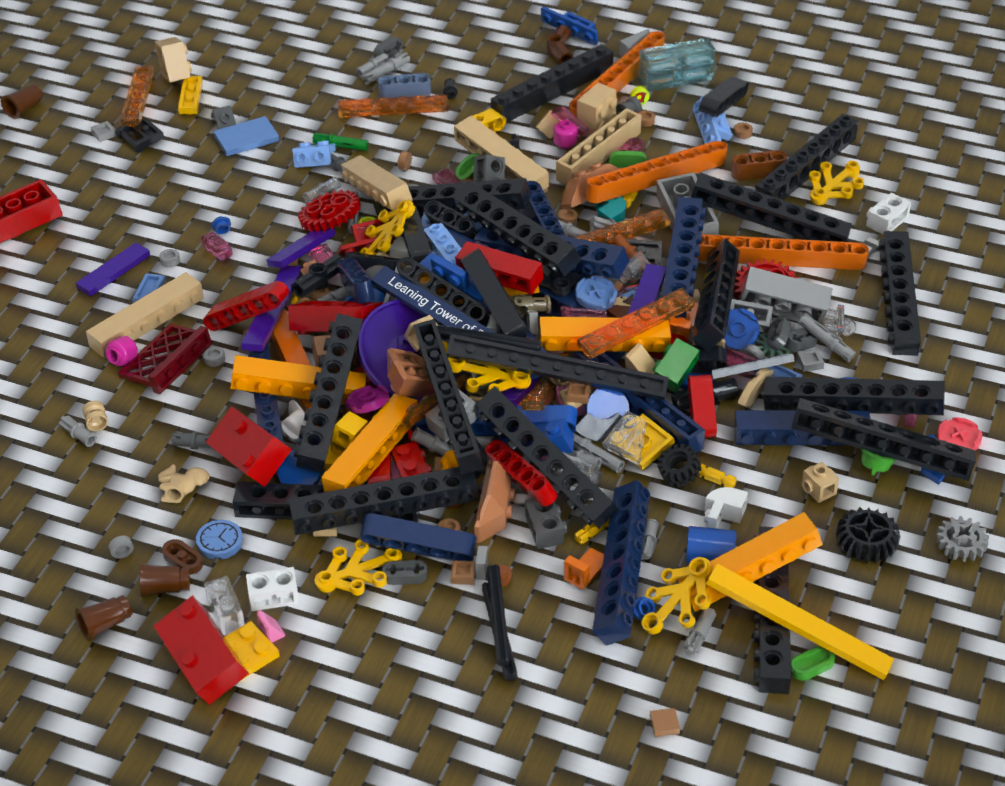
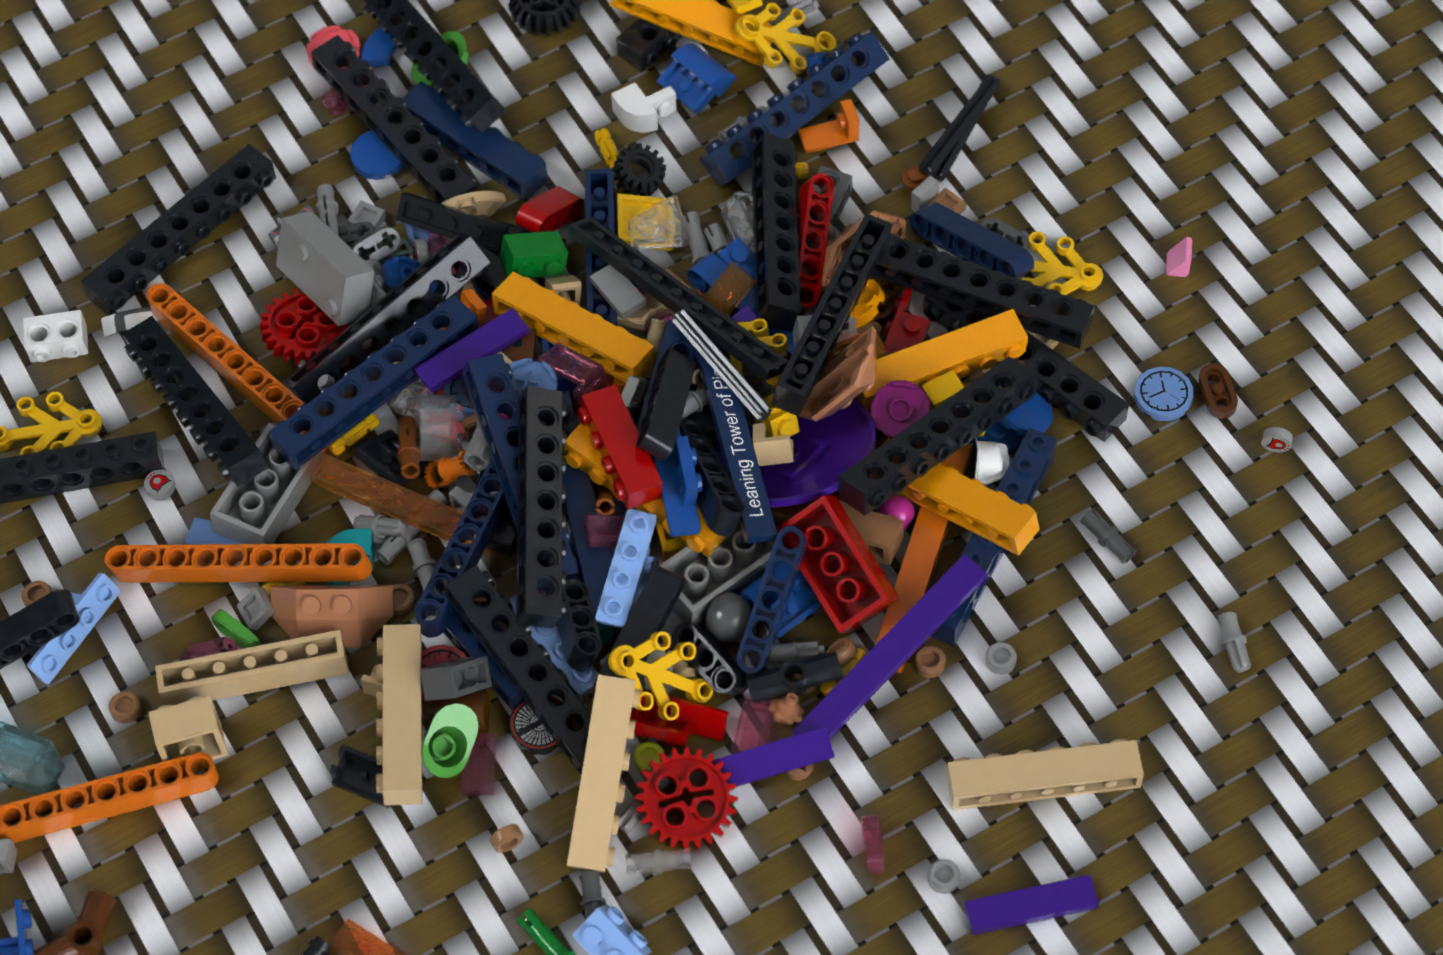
camera: 140 degrees left, 15 degrees up
(95, 415) = (1203, 643): tan wheel -> none
(102, 616) = (1343, 364): reddish brown plant -> none
(121, 351) = (1112, 725): dark pink head -> none
(148, 284) = (1008, 832): medium blue tile -> none
(163, 579) = (1257, 369): reddish brown plant -> none
(172, 363) = (1053, 667): dark red fence -> none
(179, 485) = (1162, 481): tan animal -> none
(201, 650) = (1270, 256): red brick -> none
(221, 225) = (839, 882): blue plate -> none
(224, 605) = (1213, 300): clear brick -> none
(246, 306) = (930, 656): red beam -> none
(248, 446) = (1071, 443): red brick -> none
(252, 647) = (1220, 254): yellow plate -> none
(272, 589) = (1152, 288): white brick -> none
(491, 119) = (333, 837): yellow piece -> none
(547, 124) = (257, 776): tan panel -> none
(553, 83) = (175, 850): black brick -> none
(563, 113) = (243, 734): clear pink tile -> none
(565, 134) = (265, 730): dark pink head -> none
(596, 428) = (675, 264): tile -> none
(631, 103) = (132, 729): dark grey wheel -> none
(635, 323) = (537, 297): clear orange plate -> none
(641, 94) = (90, 746): neon yellow tile -> none
(756, 164) = (91, 501): dark orange beam -> none
(820, 482) = (528, 70): tan brick -> none

